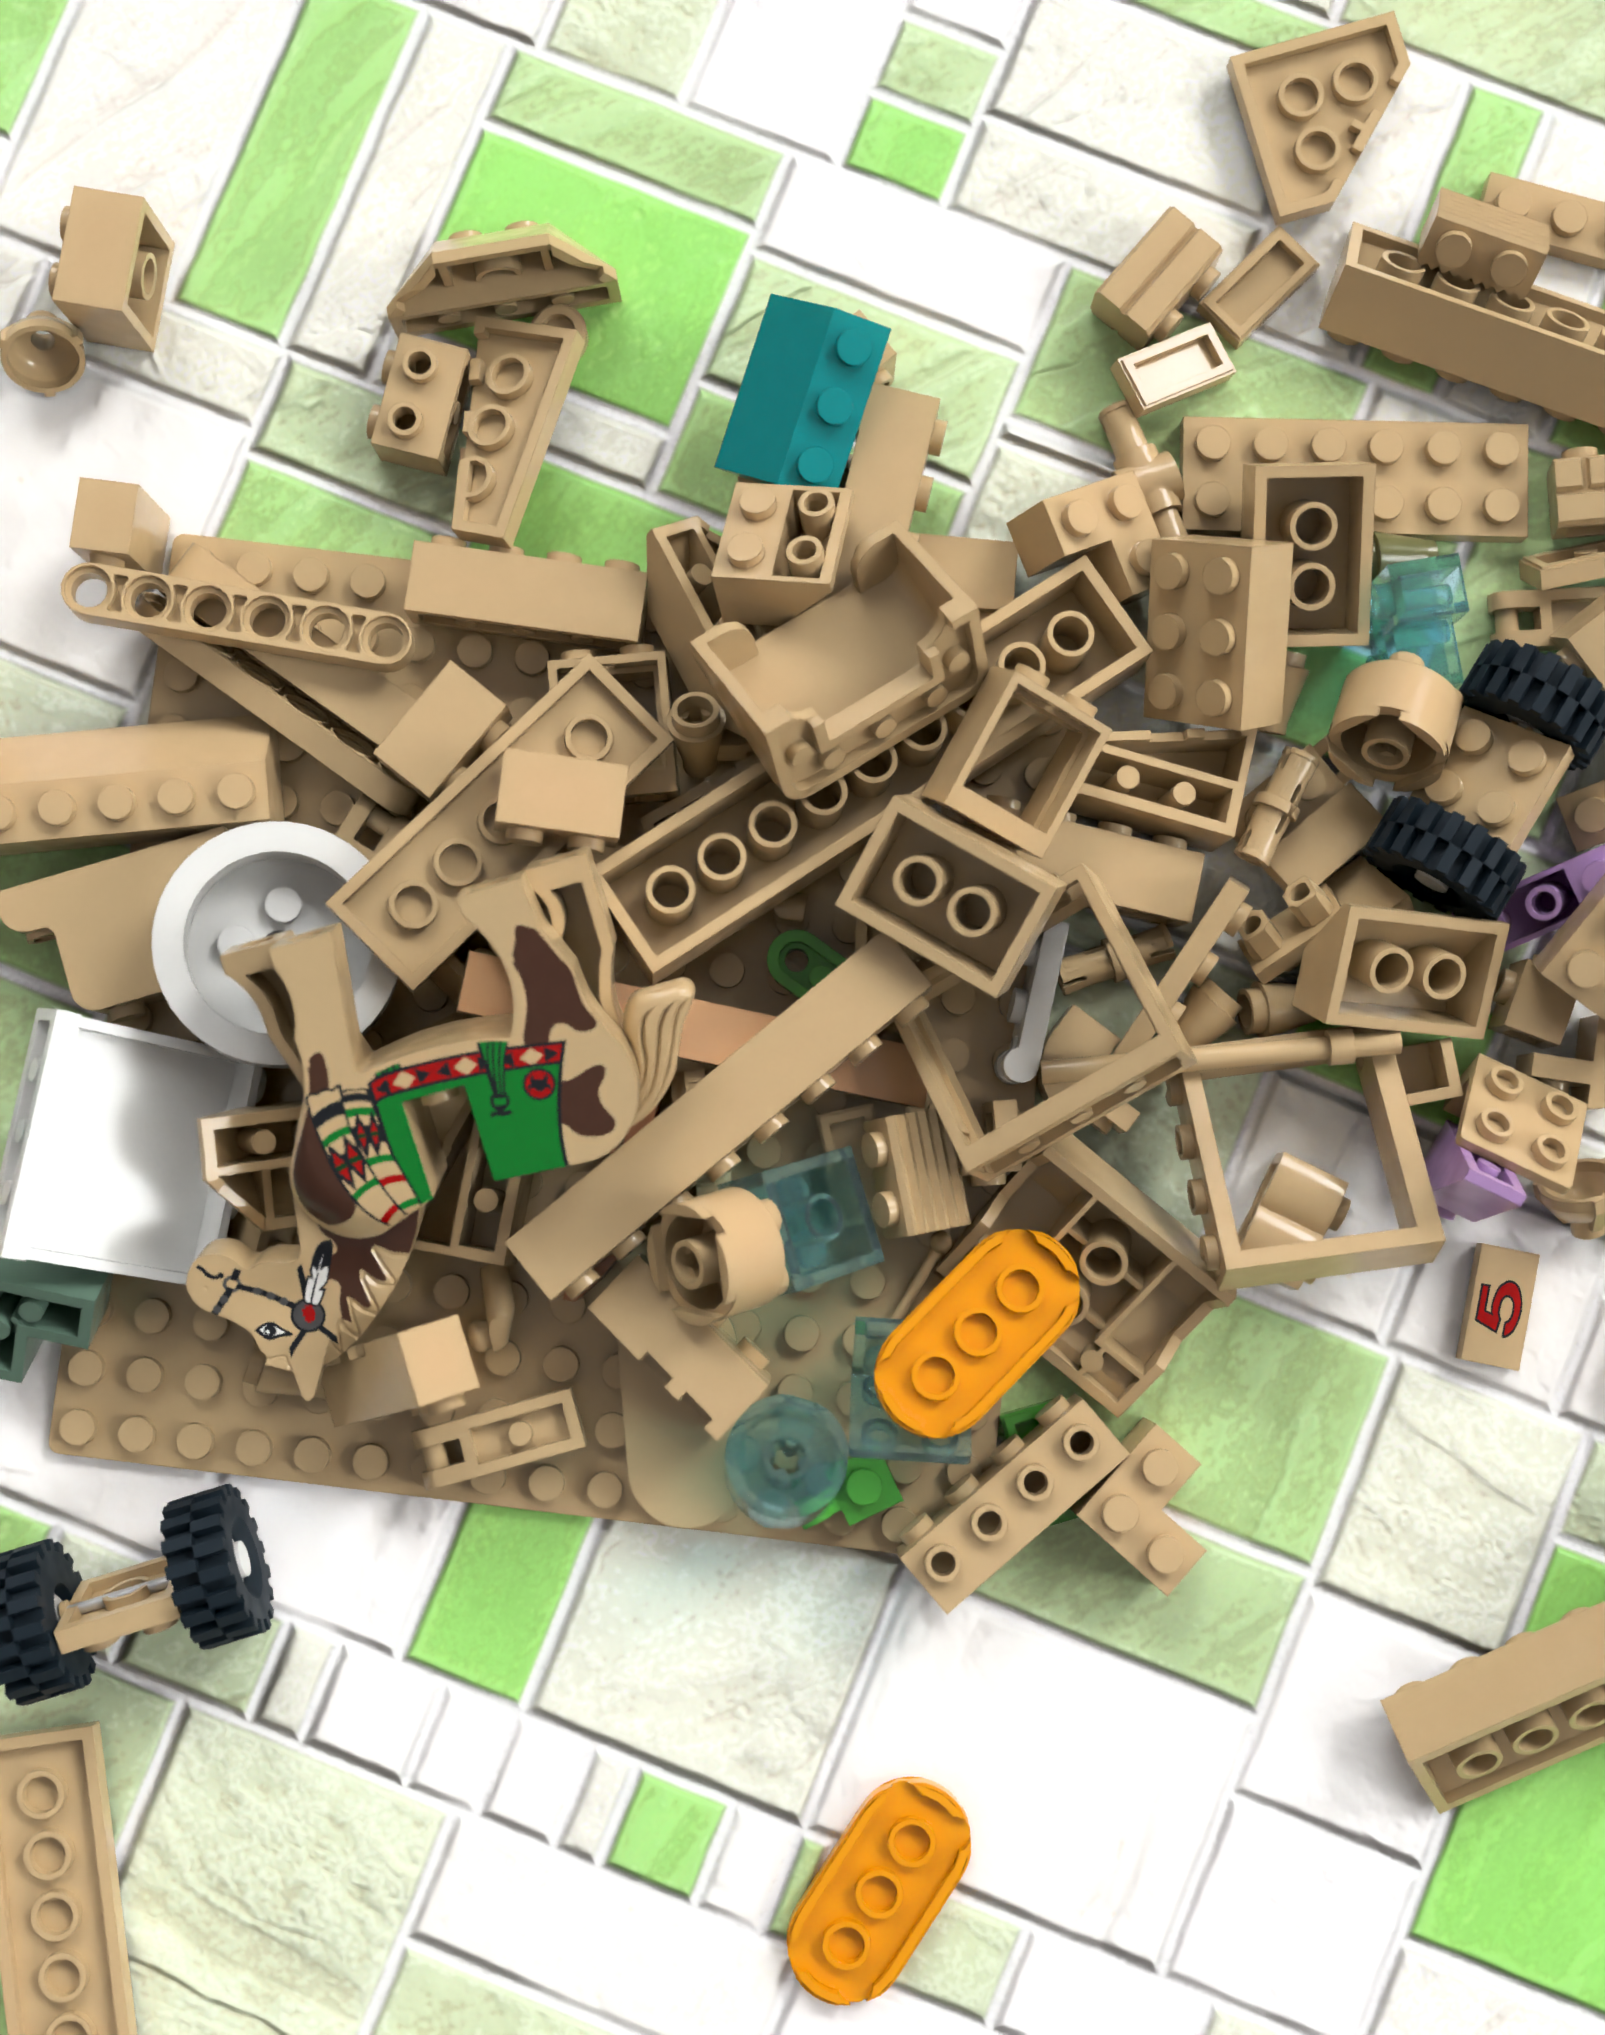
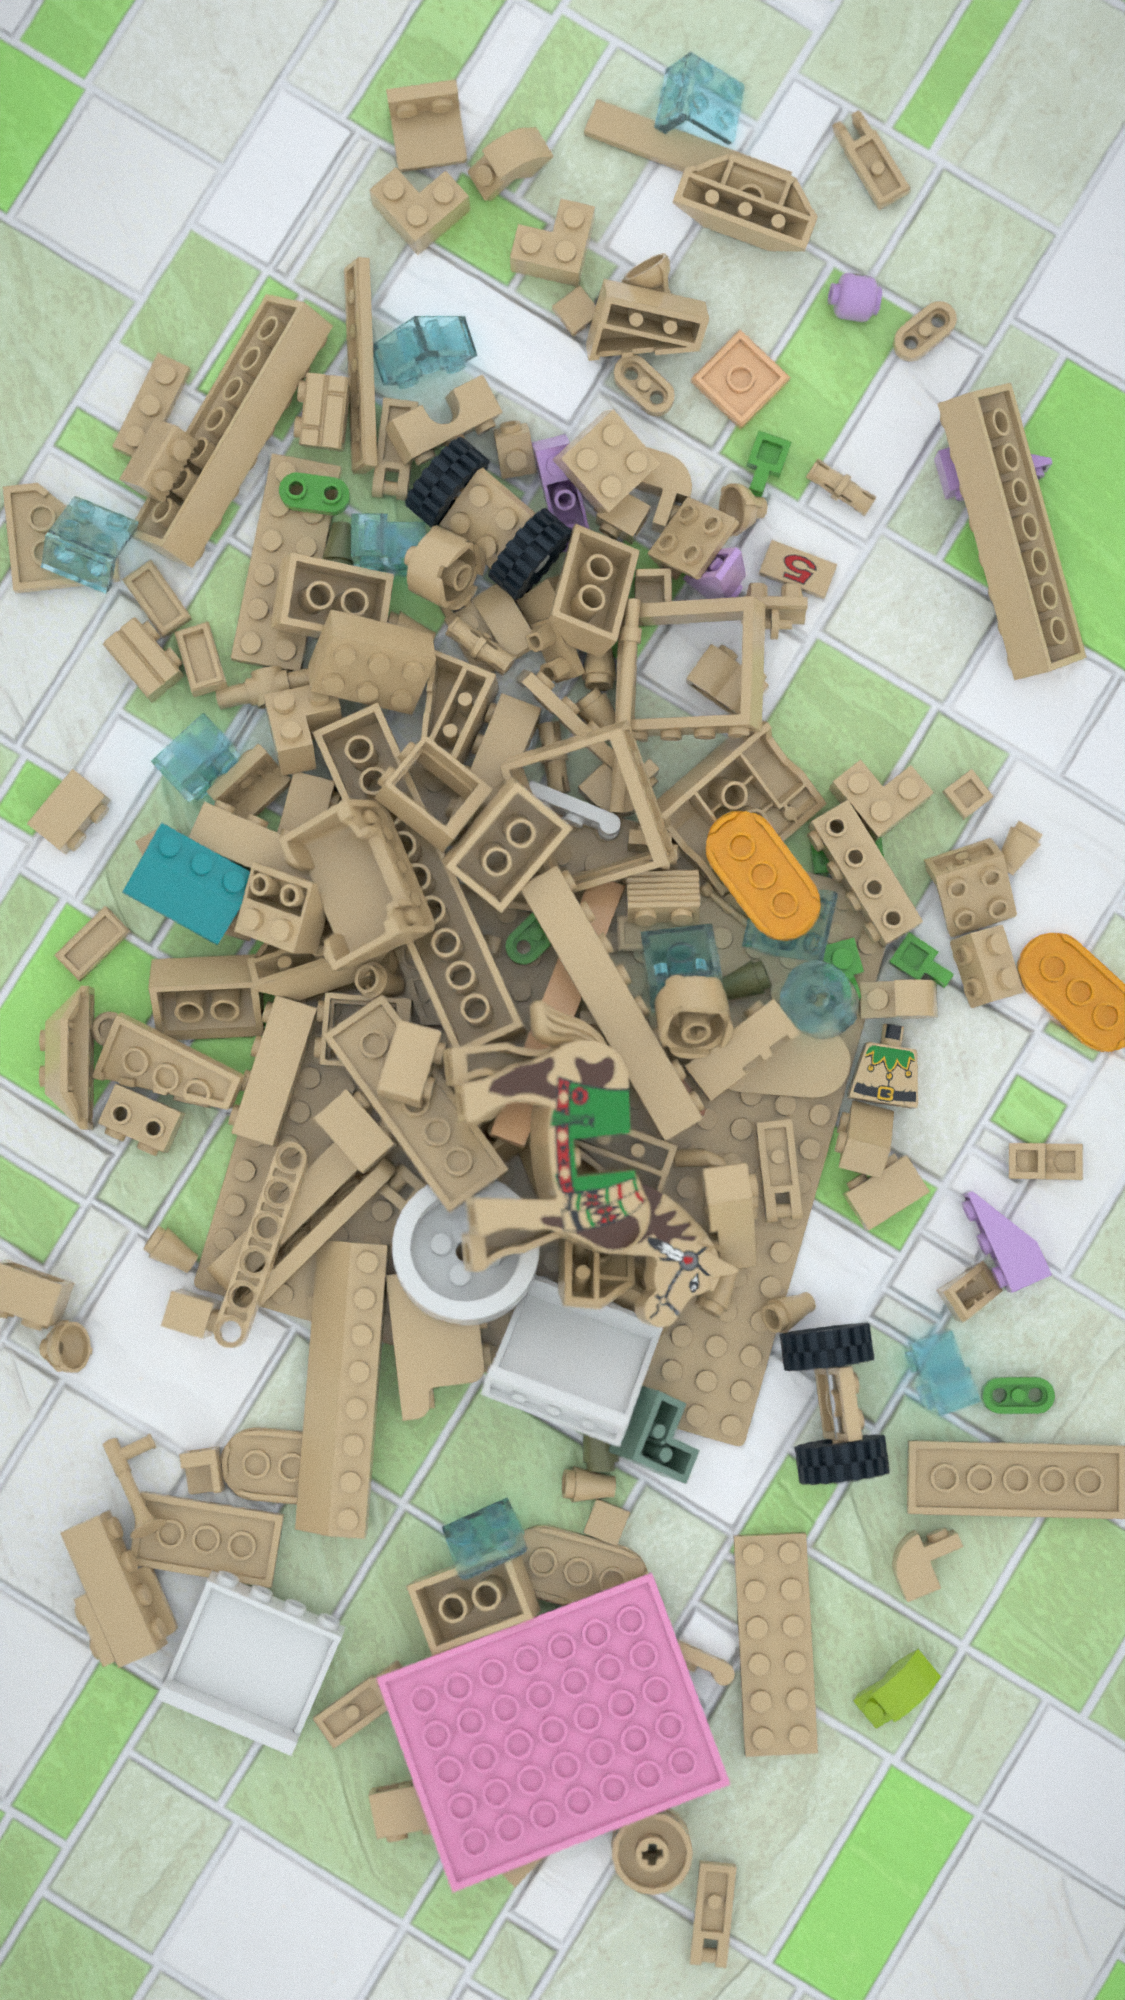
camera: 80 degrees left, 0 degrees up
(196, 1890) = (1017, 1395): none -> bright green plate
(197, 1769) = (943, 1376): none -> clear light blue brick
(223, 486) = (170, 1249): none -> tan cone
(270, 1488) = (785, 1312): none -> tan cone
(351, 1786) = (969, 1292): none -> tan slope
(420, 1857) = (1012, 1250): none -> lavender slope
(493, 1620) = (878, 1198): none -> tan brick
(570, 1574) = (865, 1138): none -> tan brick
(588, 1879) = (1045, 1161): none -> tan slope
(629, 463) = (205, 998): none -> tan slope
(690, 284) = (92, 943): none -> tan tile
(691, 1589) = (886, 1071): none -> torso
(801, 1333) = (746, 981): none -> olive cone
(812, 1591) = (899, 999): none -> tan brick
(886, 1610) = (916, 959): none -> bright green plate
(891, 207) = (70, 812): none -> tan brick
(893, 1728) = (986, 966): none -> tan bracket
(984, 476) = (250, 783): none -> tan bracket
(1010, 383) = (196, 758): none -> clear light blue brick
(1023, 1683) = (972, 886): none -> tan bracket
(1101, 1750) = (1019, 846): none -> tan cone
(1175, 1651) = (967, 794): none -> tan plate
(1328, 148) = (87, 543): none -> clear light blue bracket
(1425, 1290) = (781, 610): none -> tan hips
(1475, 495) = (313, 497): none -> bright green plate

